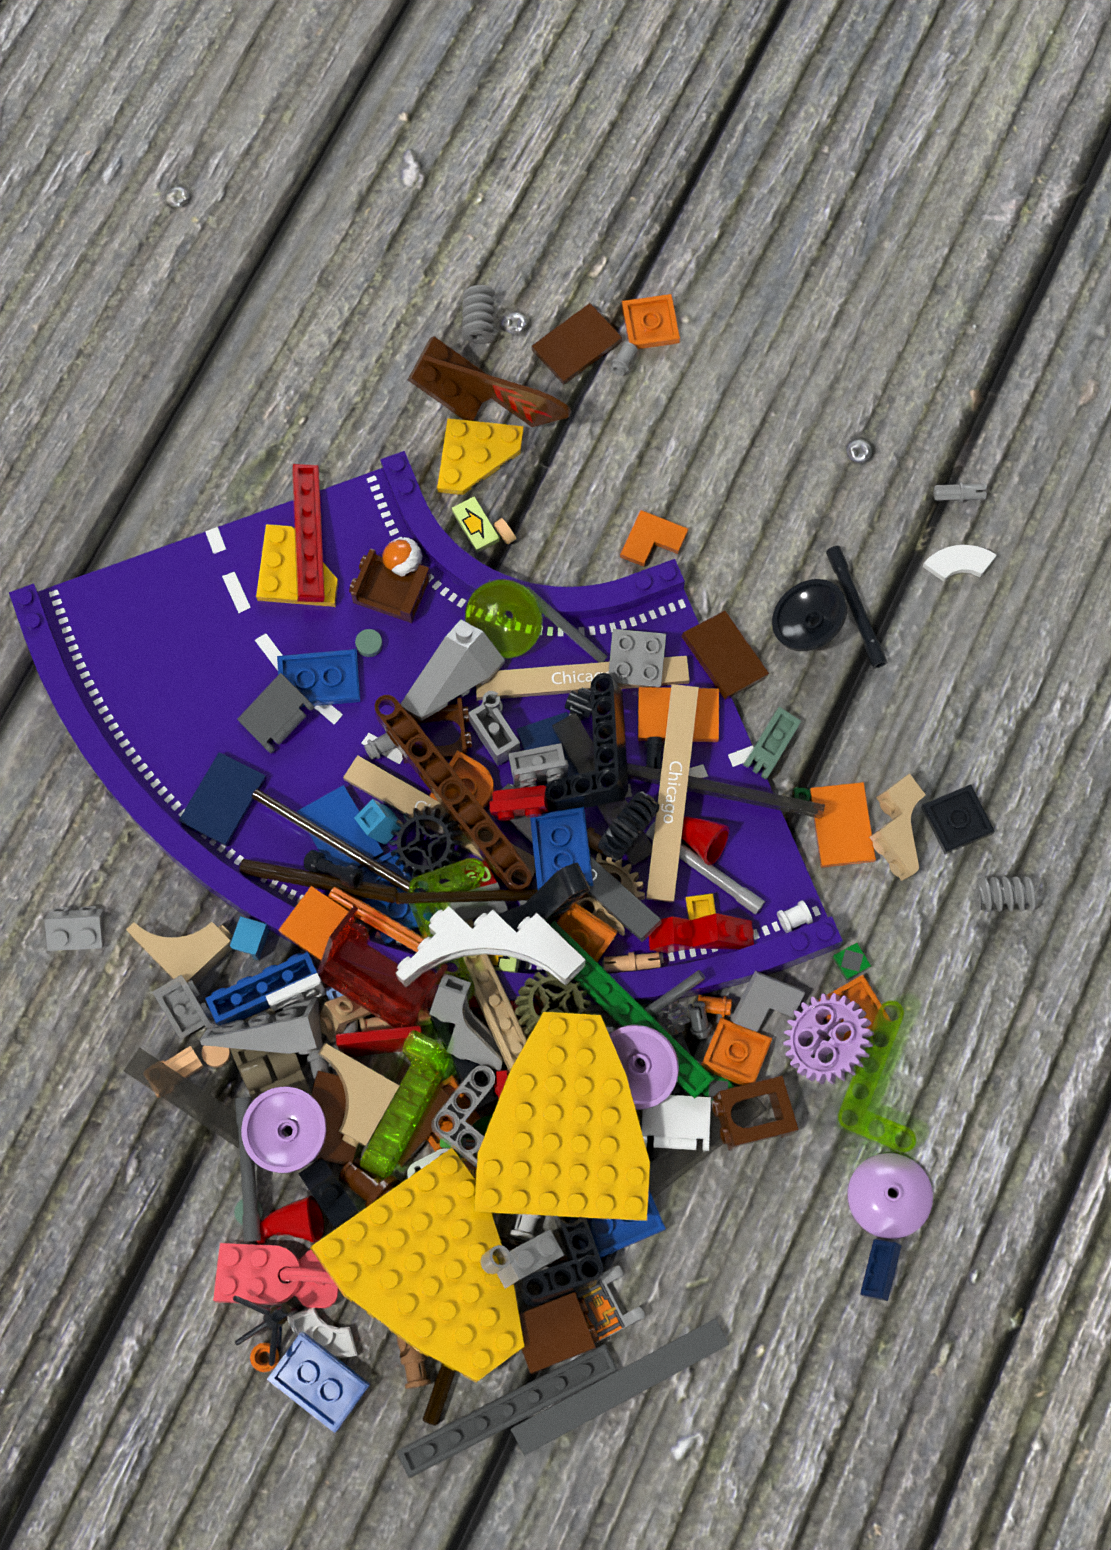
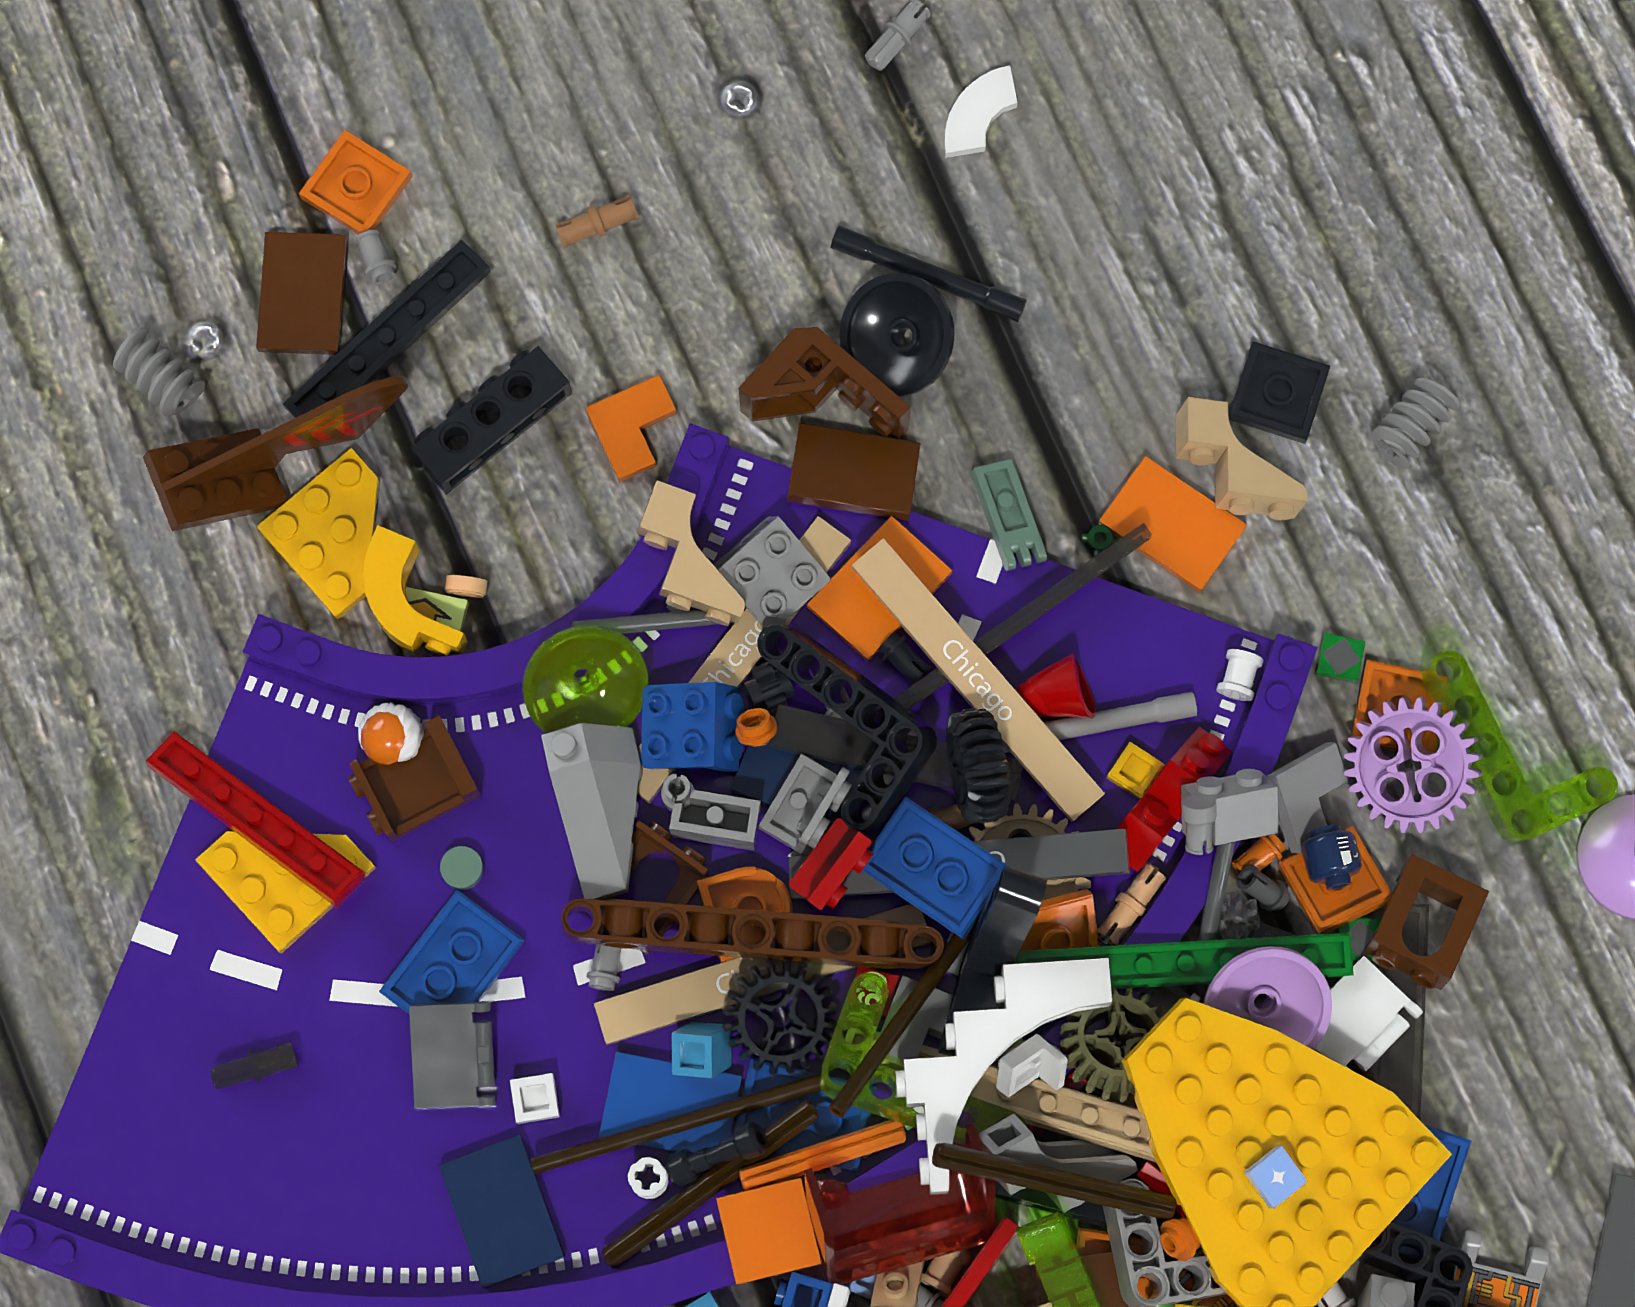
camera: 50 degrees left, 5 degrees up
(193, 632) = (254, 1066): none -> clear smoke axle
(288, 767) = (534, 1098): none -> white plate
(299, 842) = (640, 1167): none -> white bush
(453, 1027) = (1053, 1181): none -> dark brown axle
(470, 494) = (385, 577): none -> yellow arch
(481, 1116) = (1179, 1239): none -> orange plate
(503, 972) = (1029, 1061): none -> white bracket
(529, 684) = (691, 726): none -> blue bracket
(552, 1135) = (1275, 1176): none -> light blue tile
(553, 710) = (755, 727): none -> orange plate
(598, 618) = (690, 576): none -> tan arch
(603, 484) = (452, 467): none -> black brick
(604, 396) = (393, 329): none -> black plate
(715, 960) = (1228, 809): none -> light grey hinge
(735, 438) = (596, 221): none -> medium nougat pin
(743, 1036) = (1331, 856): none -> dark blue head
(746, 581) = (807, 372): none -> reddish brown bracket

